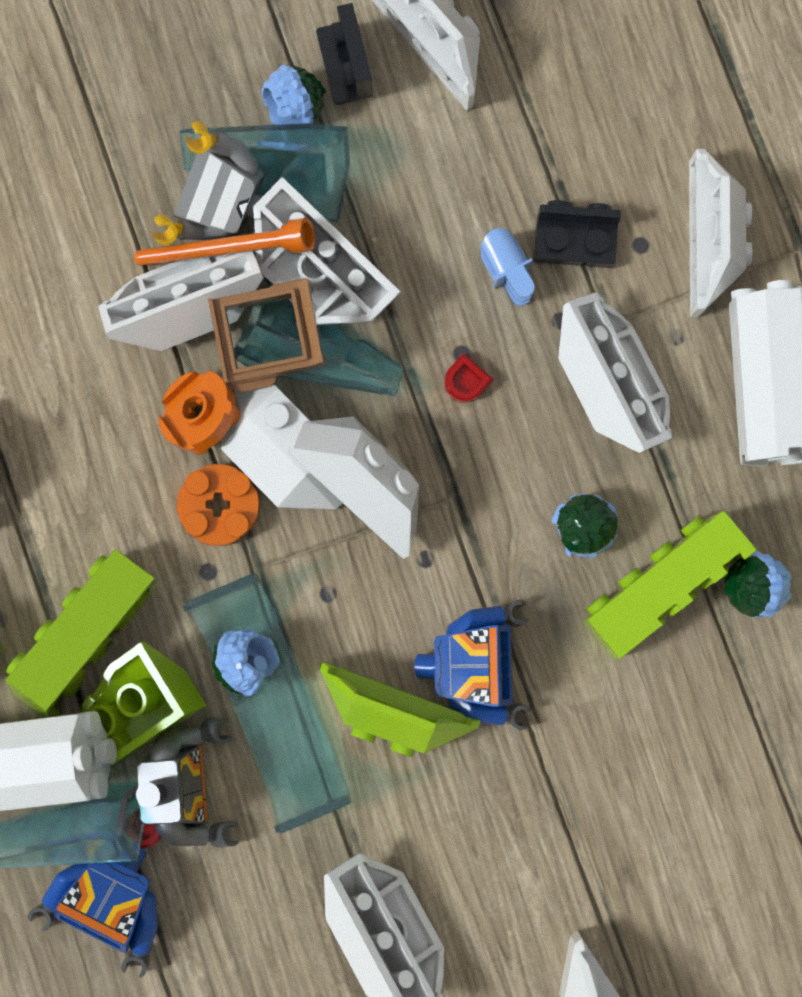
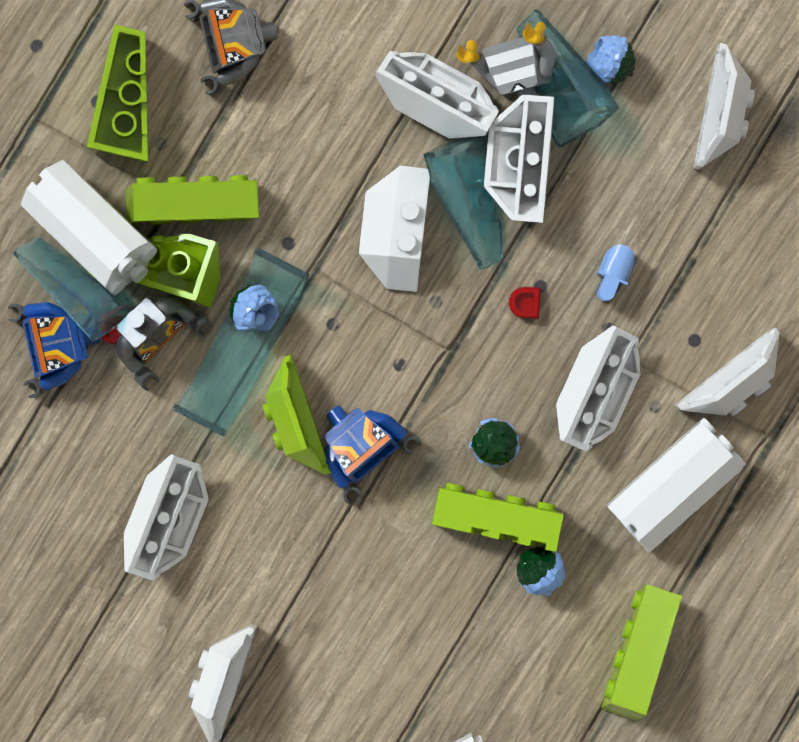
camera: 50 degrees right, 5 degrees up
(200, 520) = (349, 219): orange plate -> none
(211, 424) = (381, 175): orange plate -> none
(265, 374) = (493, 164): medium nougat piece -> none
(295, 236) = (523, 135): orange piece -> none
(345, 58) = (662, 69): black bracket -> none
(361, 477) = (415, 289): white wedge -> none
(576, 234) = (667, 297): black bracket -> none

